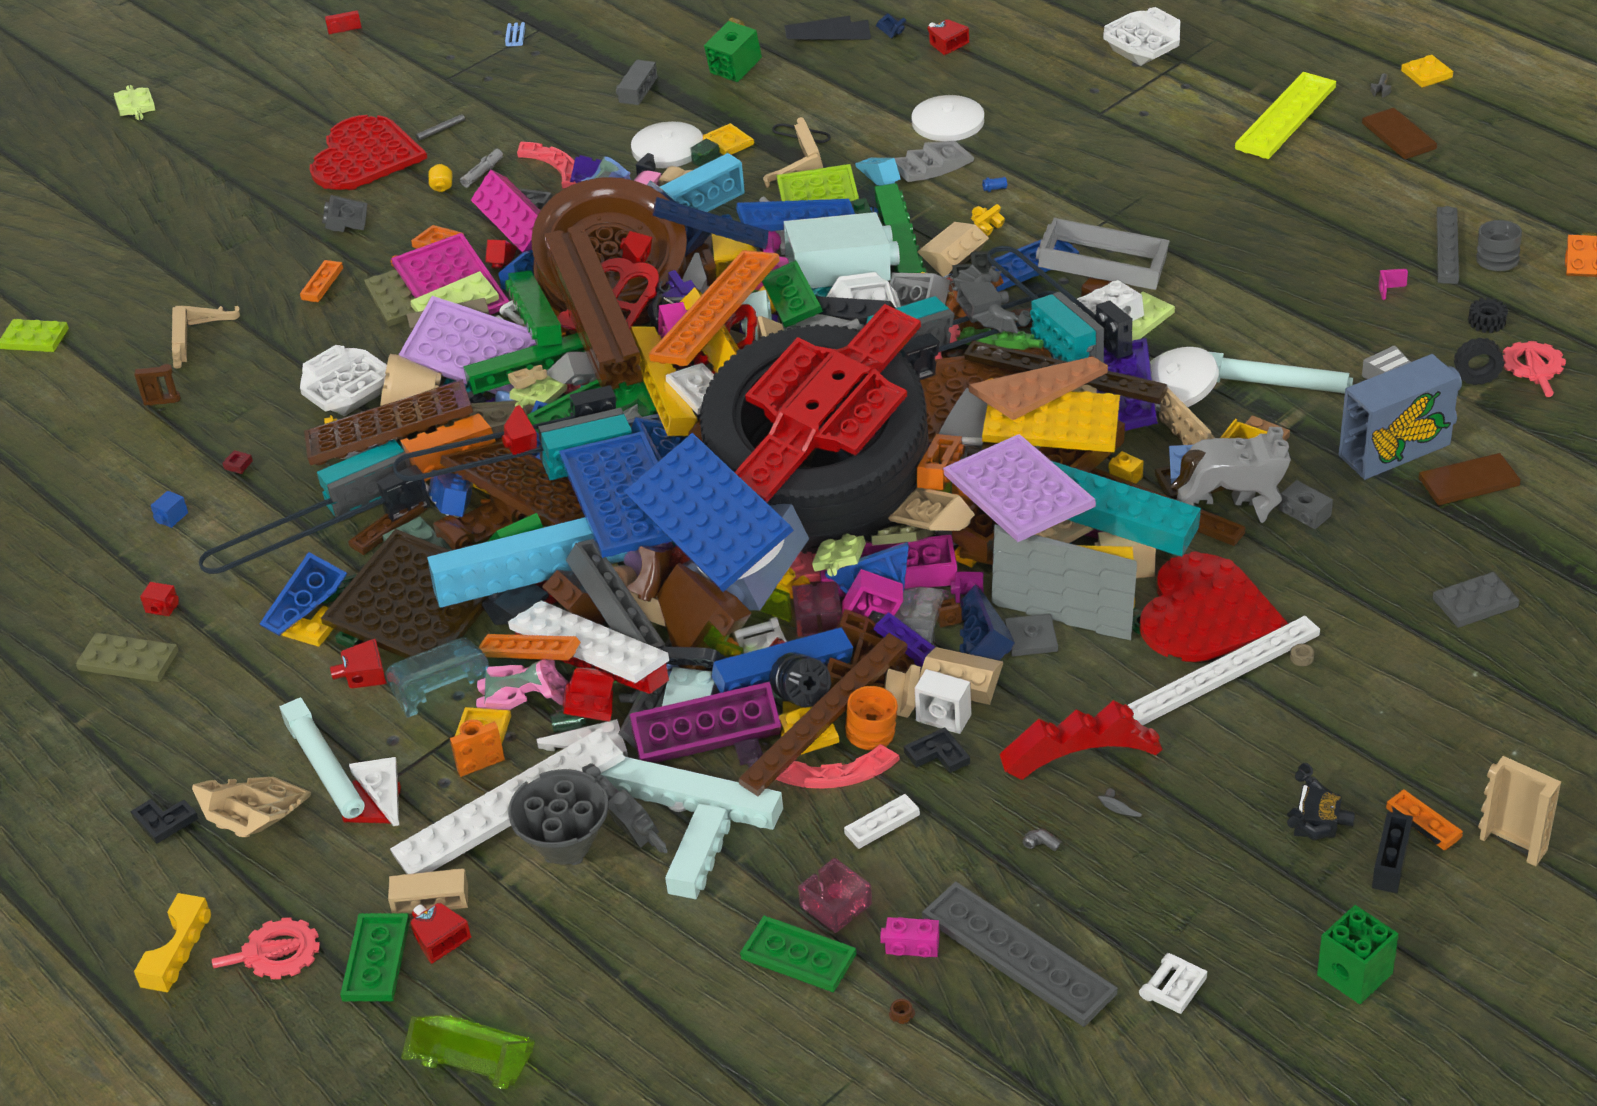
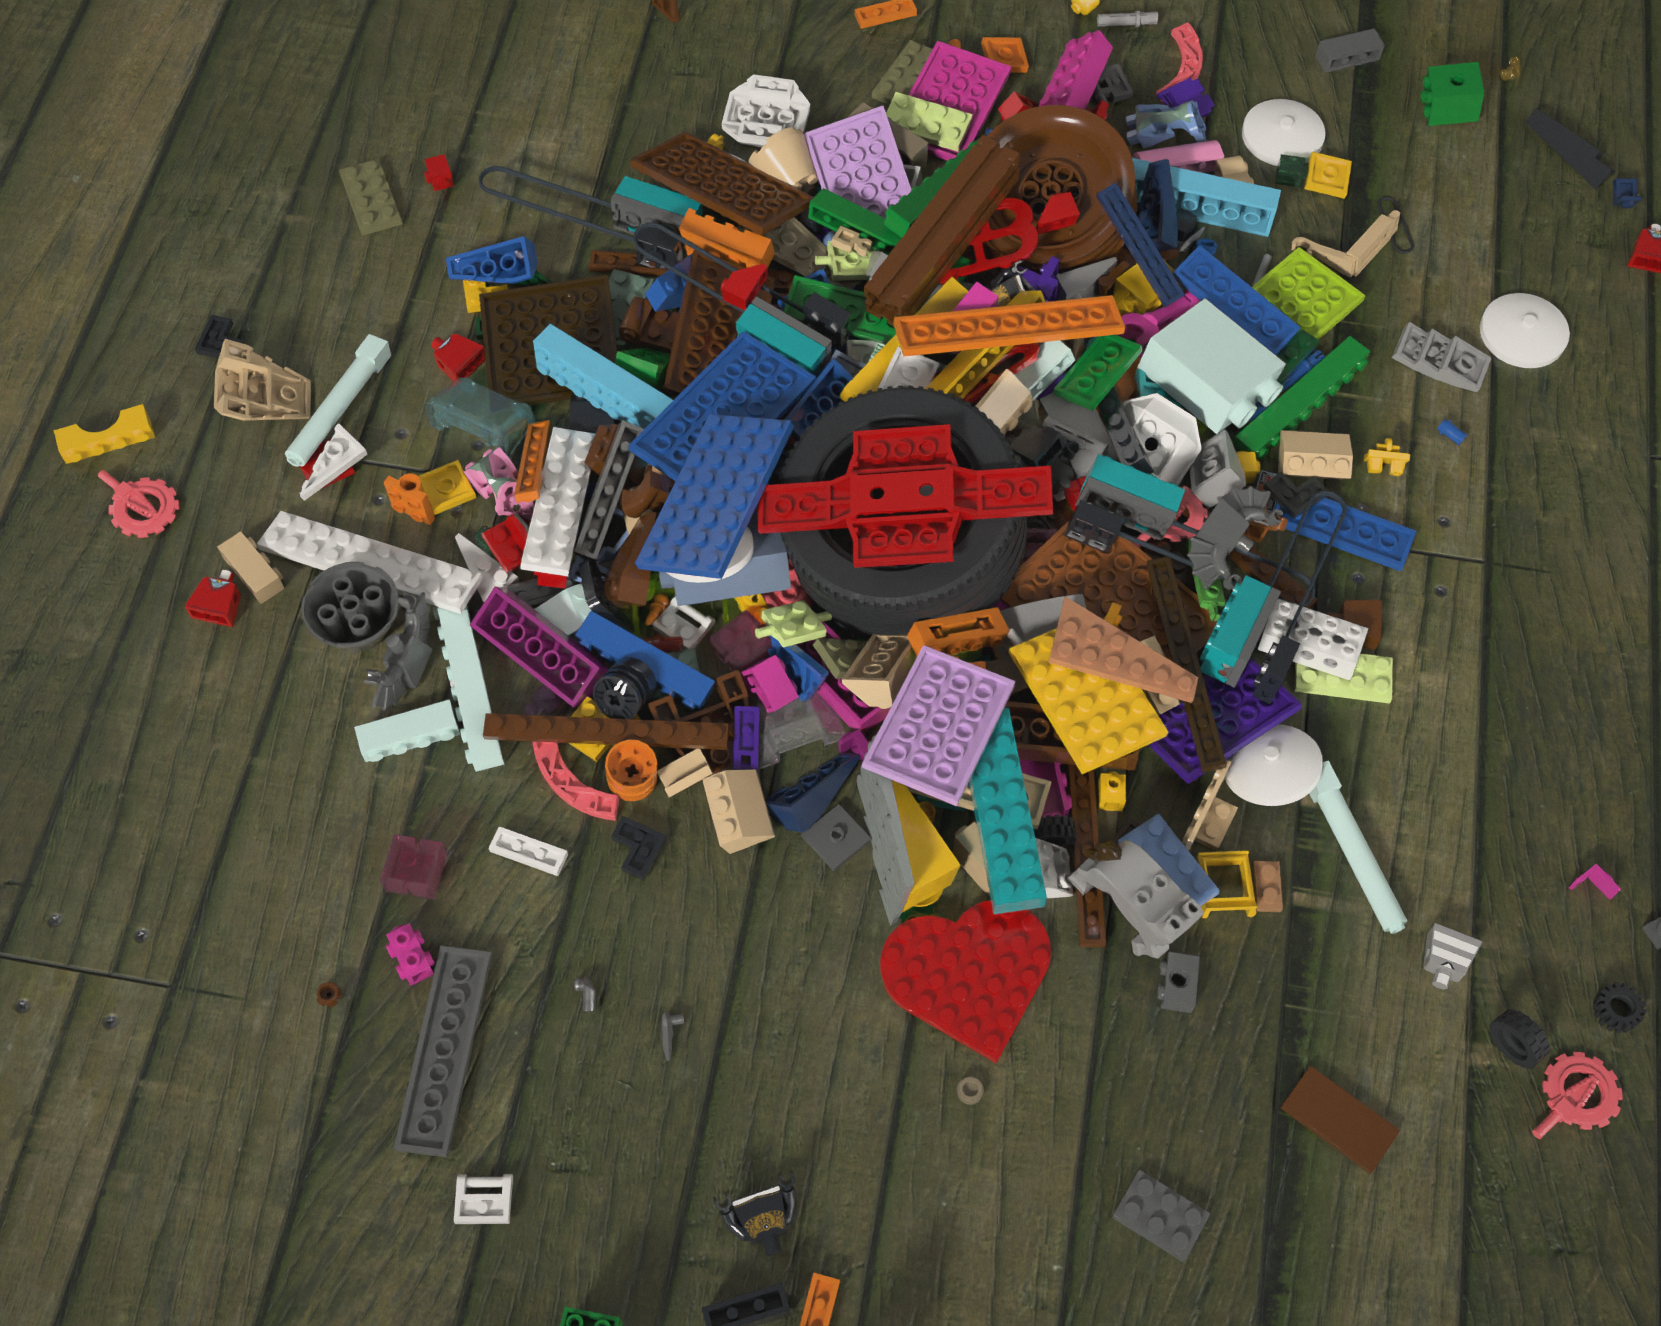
camera: 50 degrees right, 20 degrees up
(169, 509) = (539, 107): blue brick -> none
(237, 462) = (626, 112): dark red plate -> none
(375, 957) = (167, 576): green plate -> none
(468, 1047) = (120, 697): clear neon green windscreen -> none
(646, 164) = (1231, 138): black bracket -> none
(798, 953) = (344, 877): green plate -> none
(880, 170) = (1386, 323): medium azure slope -> none
(943, 701) = (689, 815): white brick -> none
(949, 613) = (812, 753): reddish brown bracket -> none
(1078, 732) = (708, 954): red arch -> none
(1105, 239) = (1435, 575): light grey window -> none
(1223, 670) = (892, 1028): white plate -> none
(1399, 416) = (1353, 1008): sand blue brick -> none

